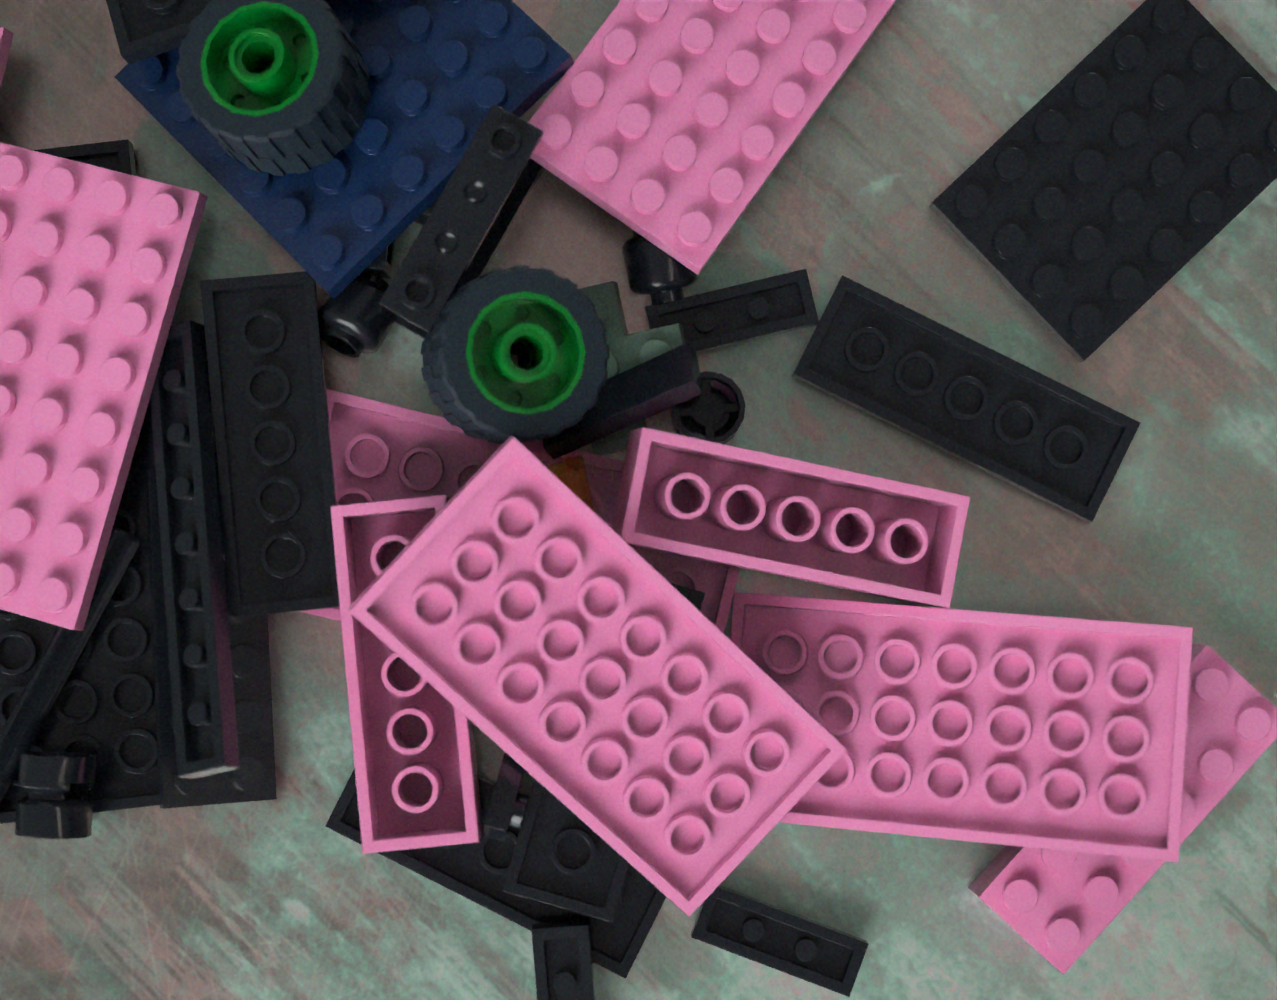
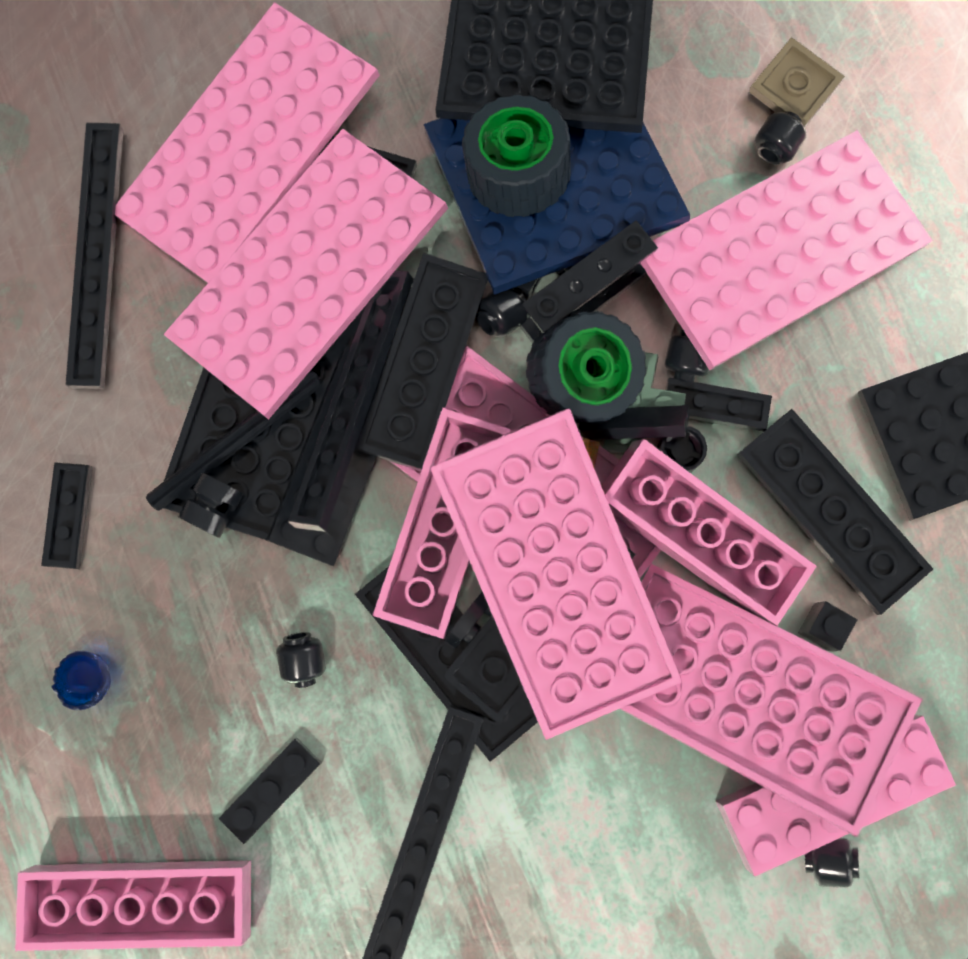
camera: 30 degrees right, 5 degrees down
(289, 954) = (300, 659): none -> black head
(780, 939) = (591, 780): black plate -> none
(1023, 572) = (827, 626): none -> black brick
(1168, 904) = (833, 864): none -> black head

